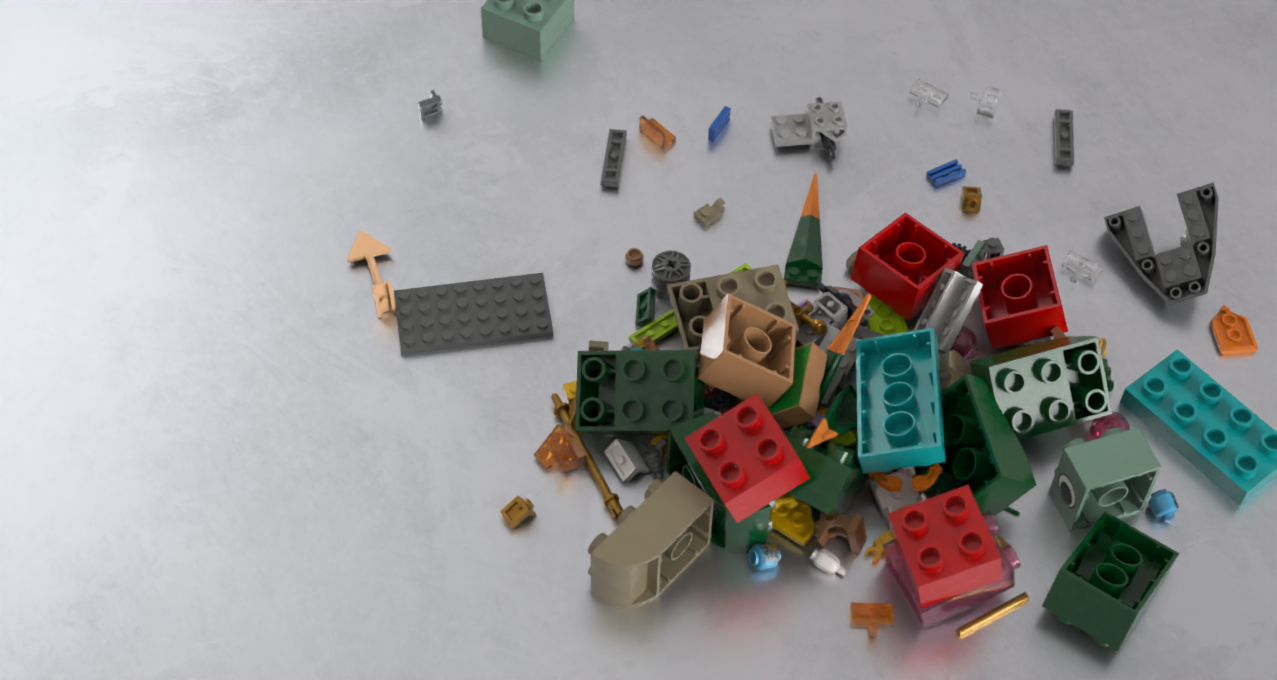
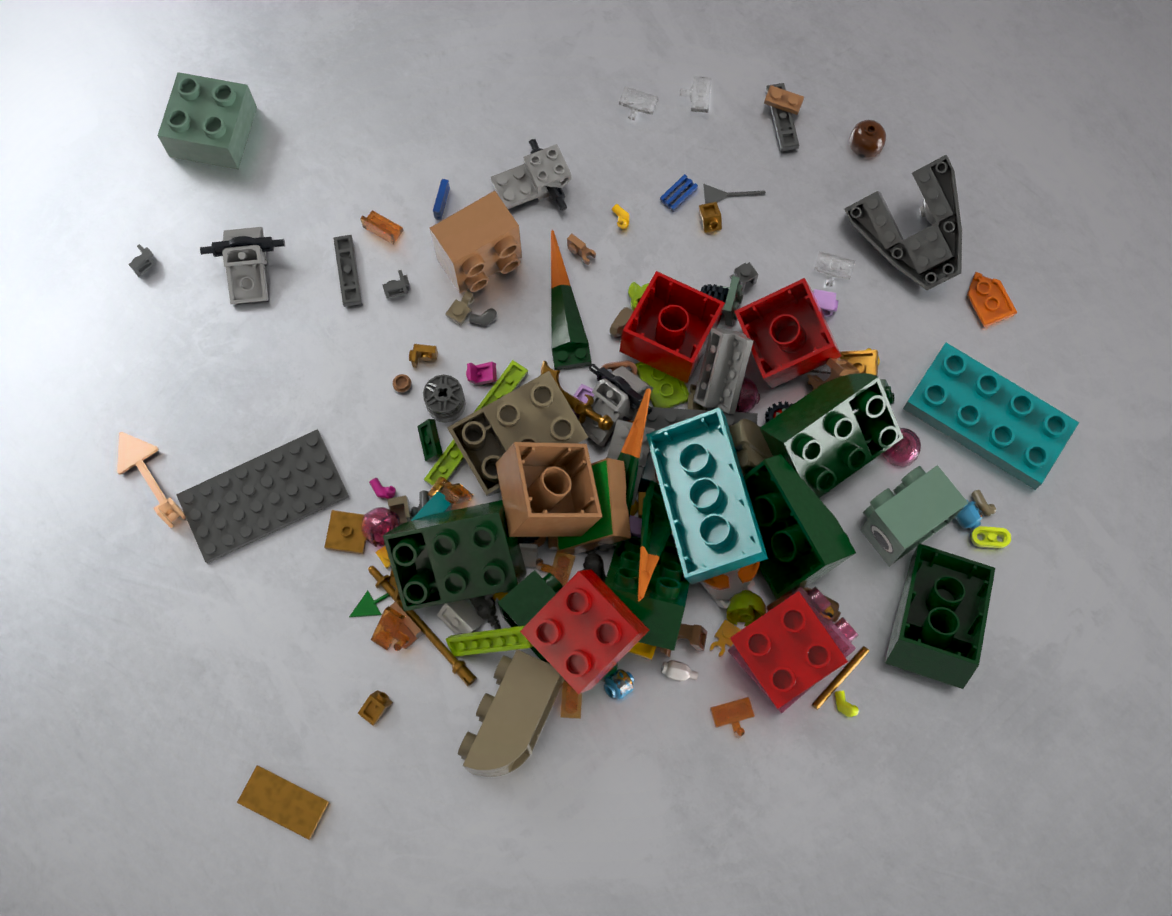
camera: 15 degrees left, 20 degrees up
(402, 567) = (283, 802): none -> pearl gold tile
(522, 126) = (245, 262): none -> light grey piece
(539, 428) = (368, 606): none -> green piece
(542, 362) = (345, 532): none -> pearl gold plate
(567, 359) = (377, 523): none -> clear pink cylinder
(584, 337) = (380, 491): none -> dark pink arm
(650, 469) = (488, 641): none -> lime plate
(654, 181) = (395, 288): none -> dark grey bracket
(662, 236) = (425, 352): none -> pearl gold bracket
(712, 267) = (481, 373): none -> dark pink bracket
(712, 559) = (571, 702): none -> clear orange plate
(729, 226) = (485, 319): none -> dark grey arm
(742, 155) = (477, 243): none -> medium nougat brick
(836, 190) = (577, 246): none -> medium nougat plate
(887, 178) = (623, 216): none -> yellow arm
(977, 181) = (715, 195): none -> dark grey piece
(989, 639) = (843, 706): none -> neon yellow arm
(1067, 291) = (826, 301): none -> lavender brick
(1069, 122) = (784, 100): none -> medium nougat plate
(1143, 172) = (867, 138): none -> reddish brown cylinder
(1181, 531) = (990, 537): none -> neon yellow plate
(1184, 507) = (986, 509): none -> dark tan arm

